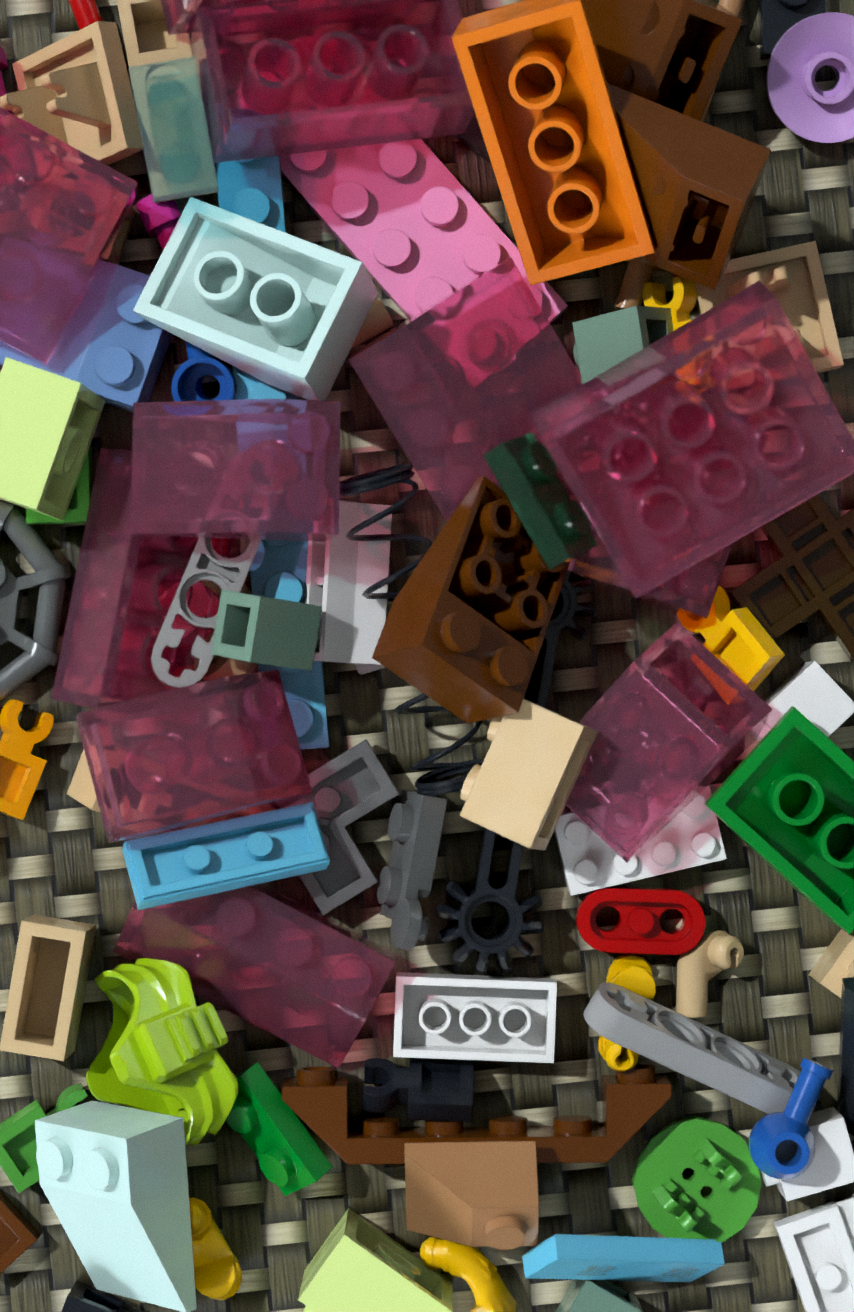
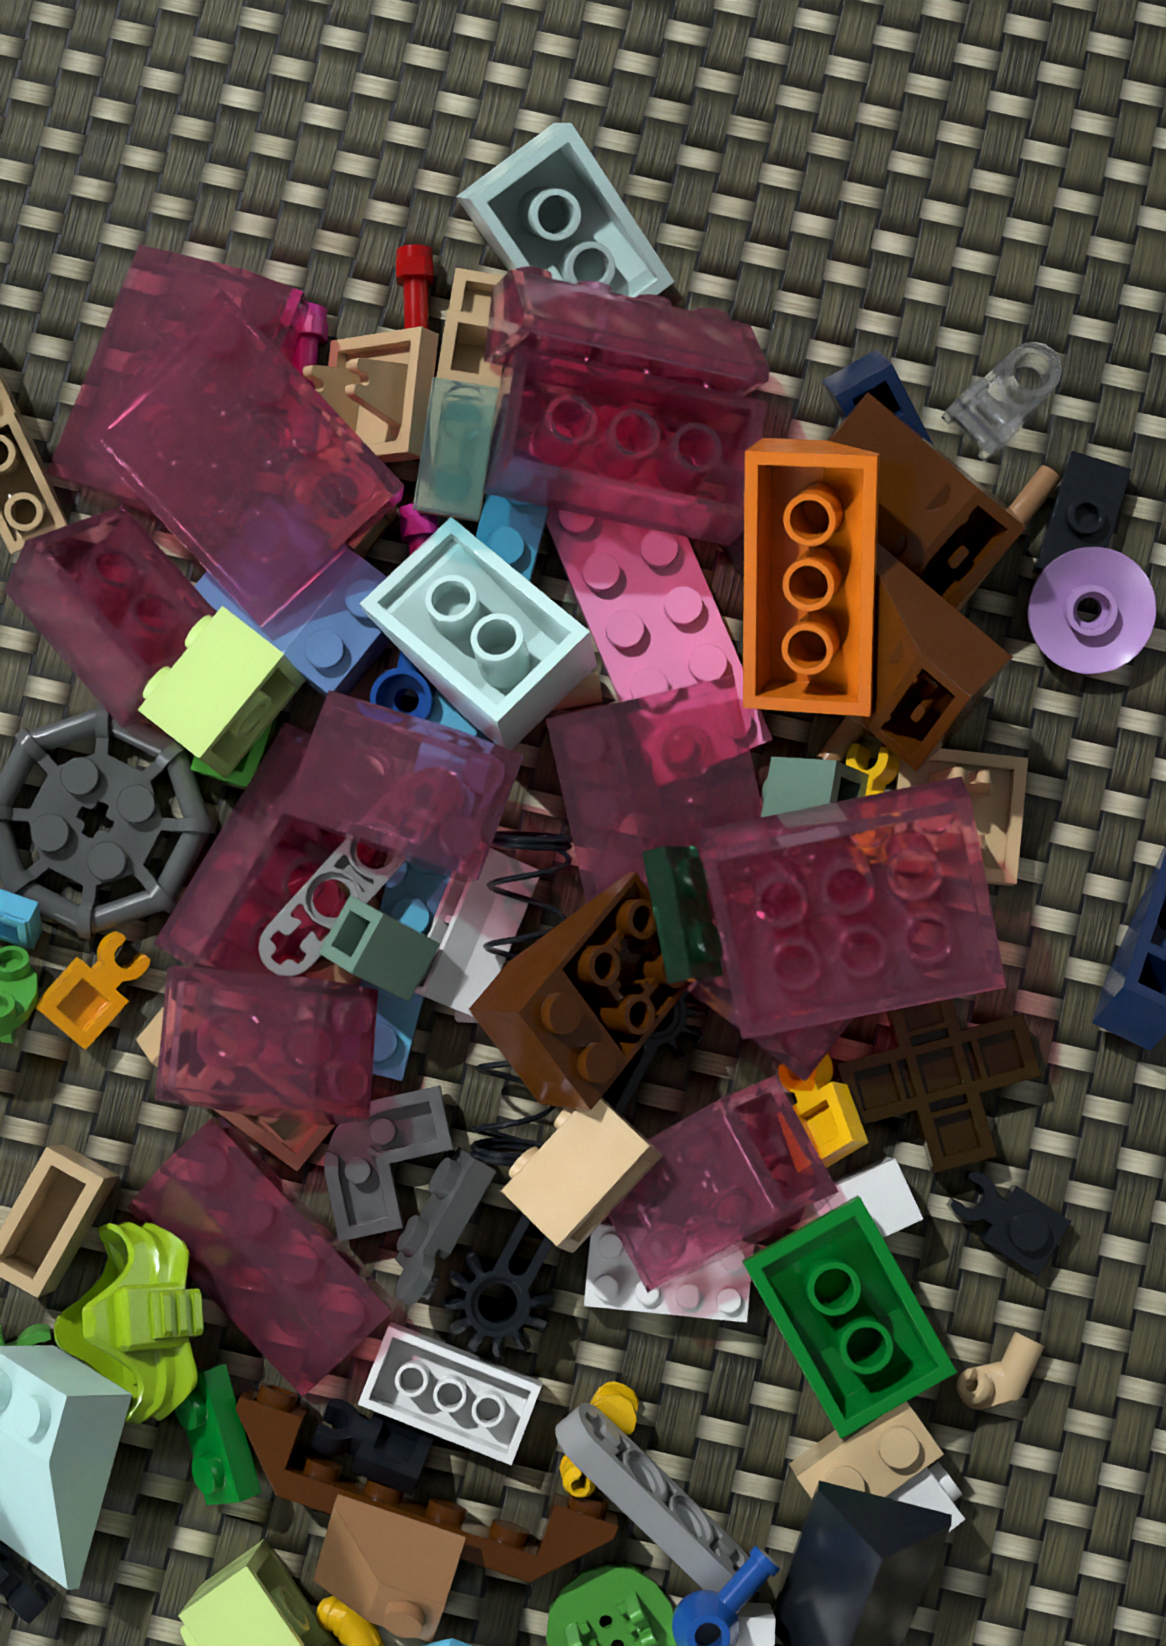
camera: 15 degrees right, 5 degrees down
(215, 1265) = (113, 1549): yellow piece -> none
(225, 855) = (263, 1151): medium azure tile -> none
(638, 922) = (641, 1355): red plate -> none
(699, 965) = (685, 1417): tan arm -> none

